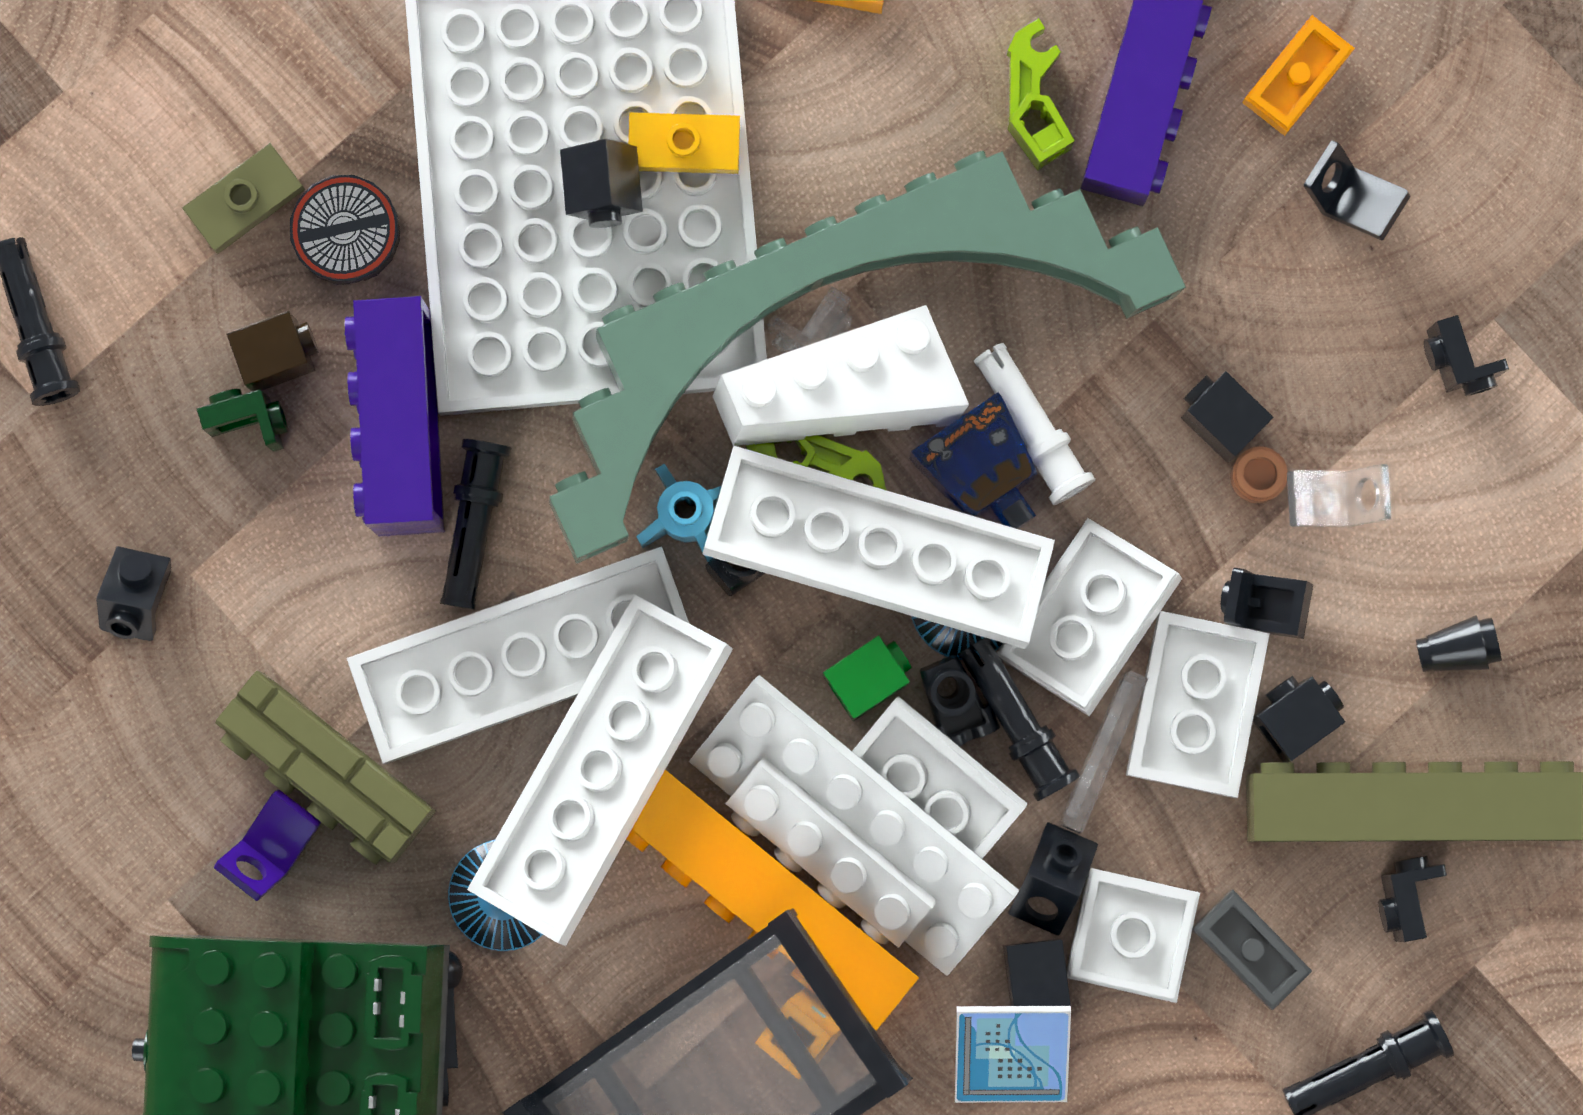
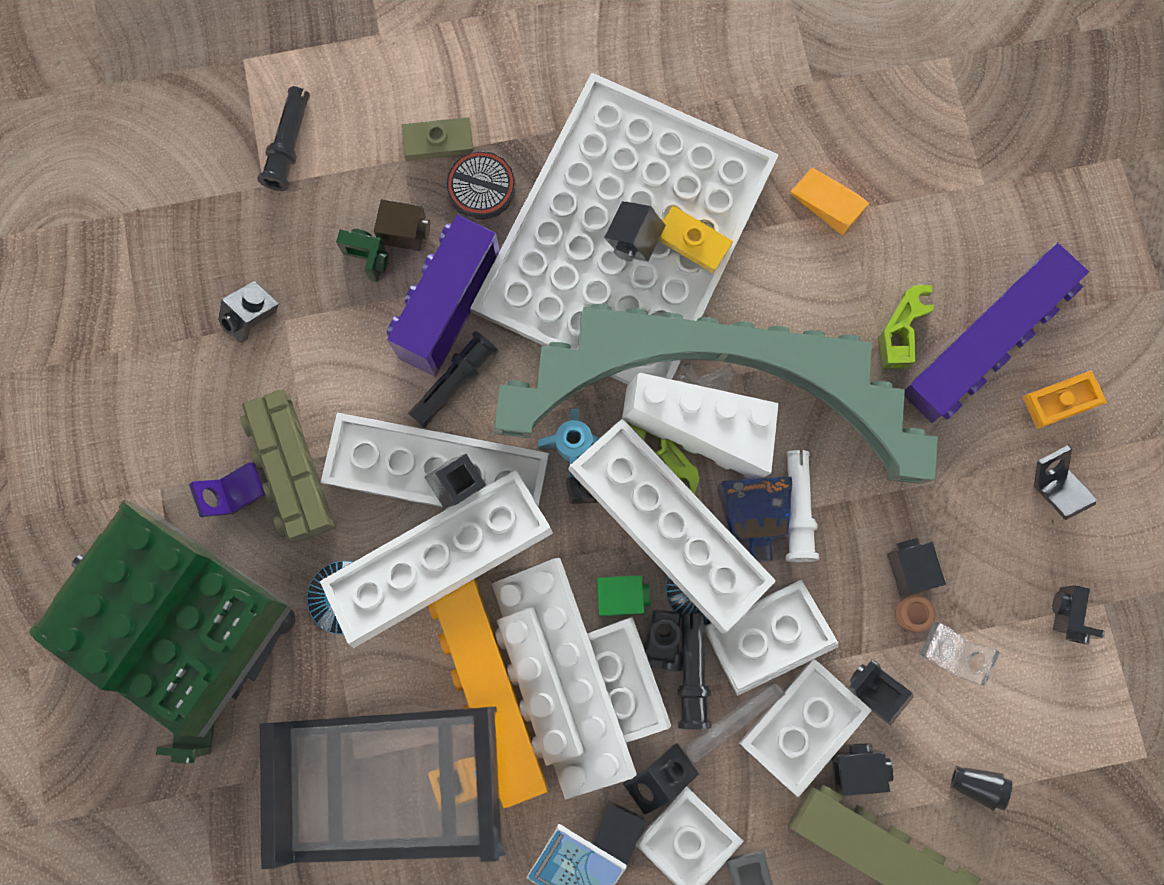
camera: 30 degrees right, 5 degrees down
(565, 656) = (455, 481): none -> black brick

